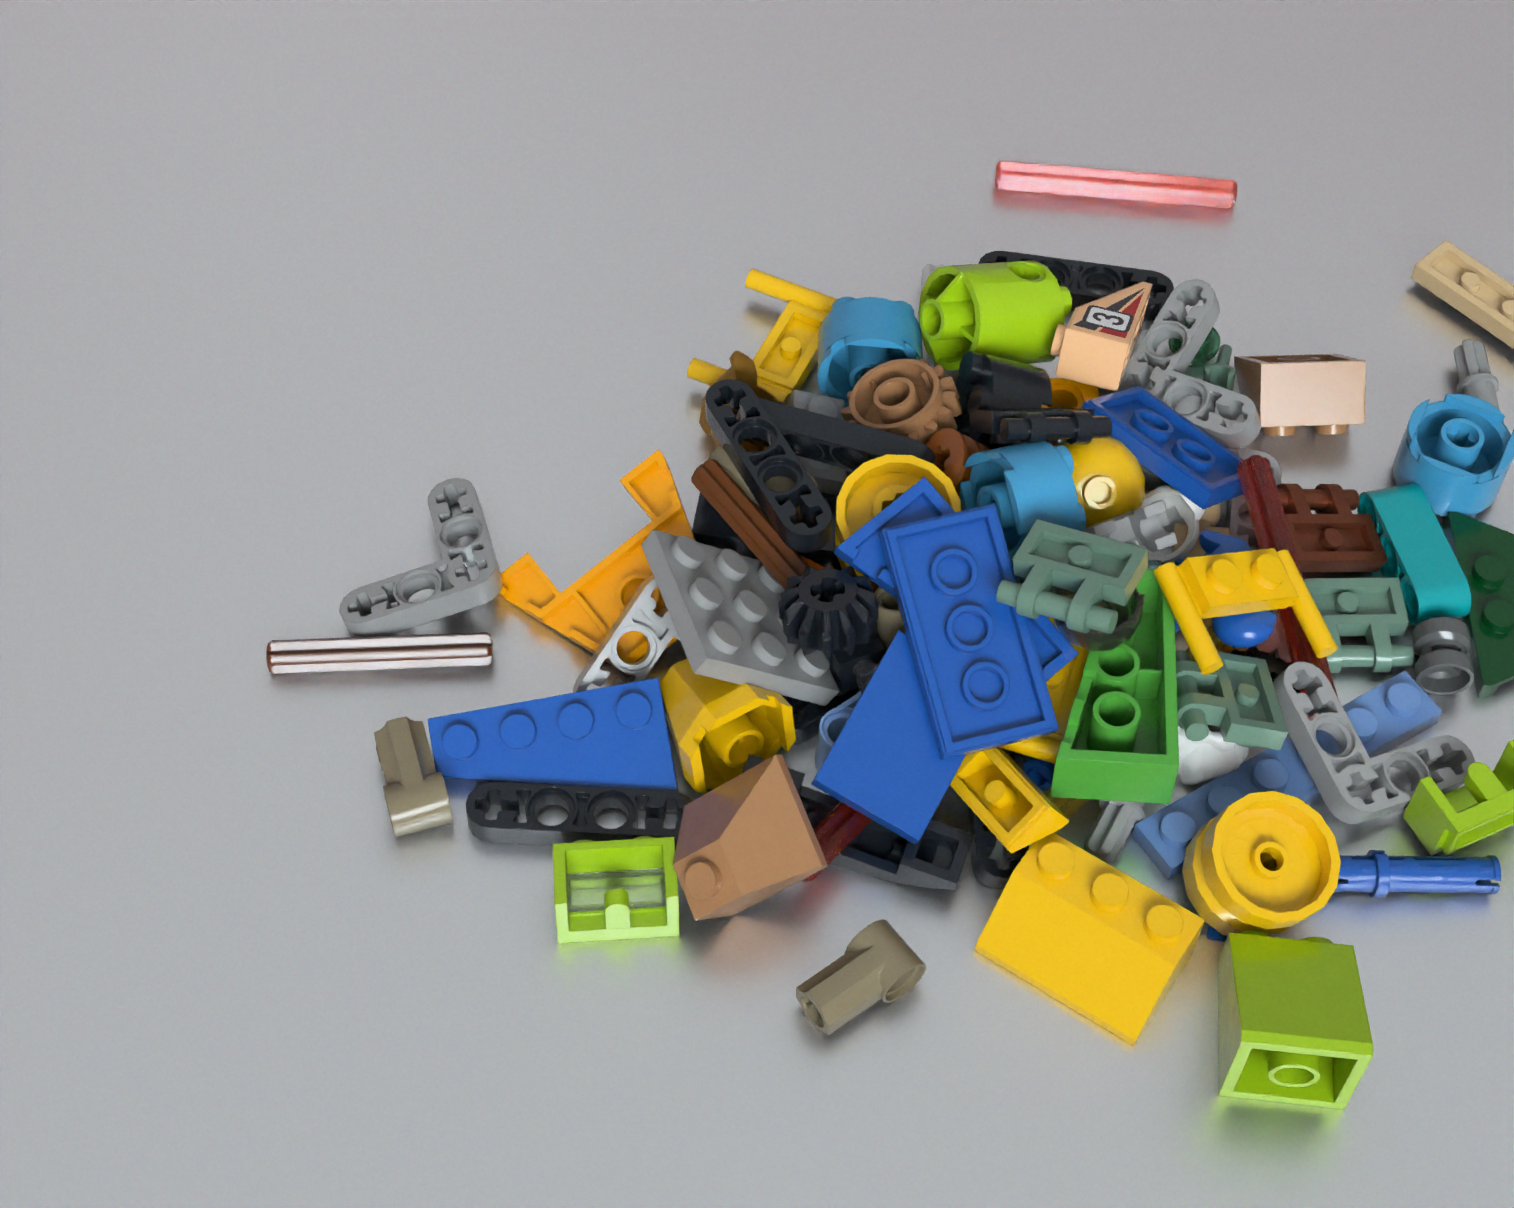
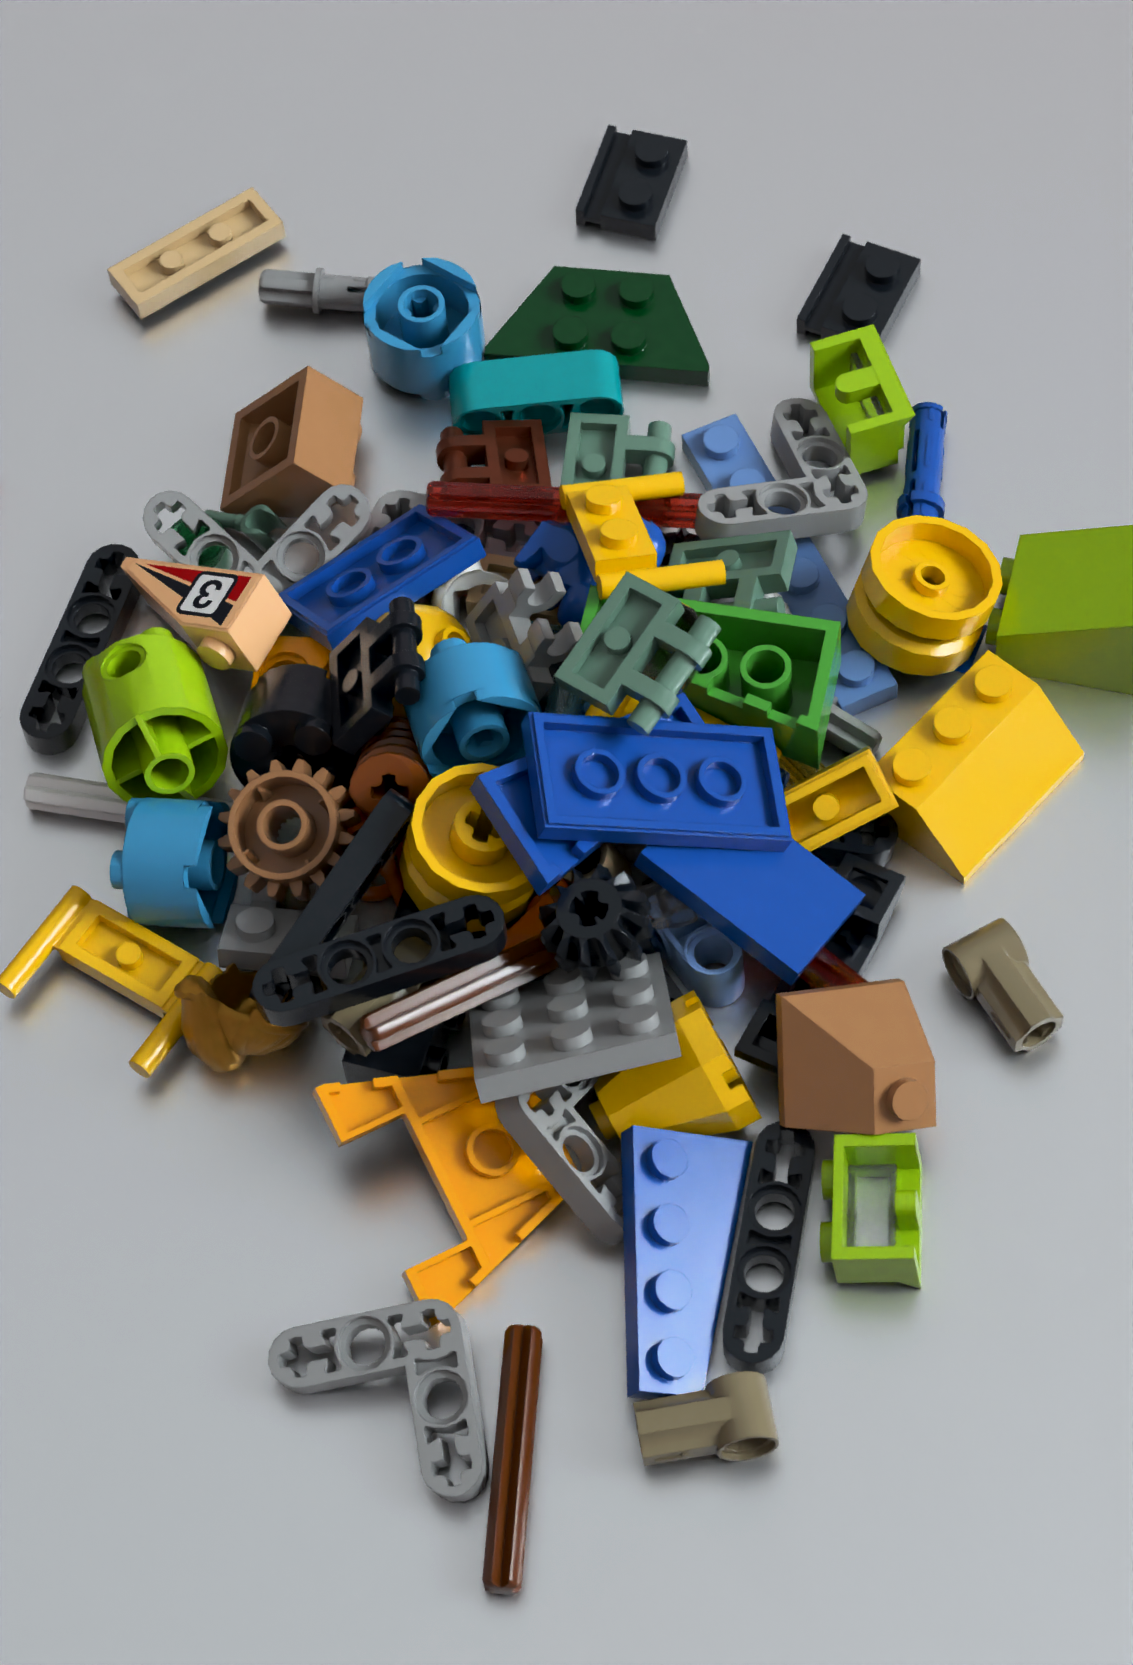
camera: 75 degrees left, 5 degrees up
(1442, 656) = (671, 396): dark grey wheel -> none

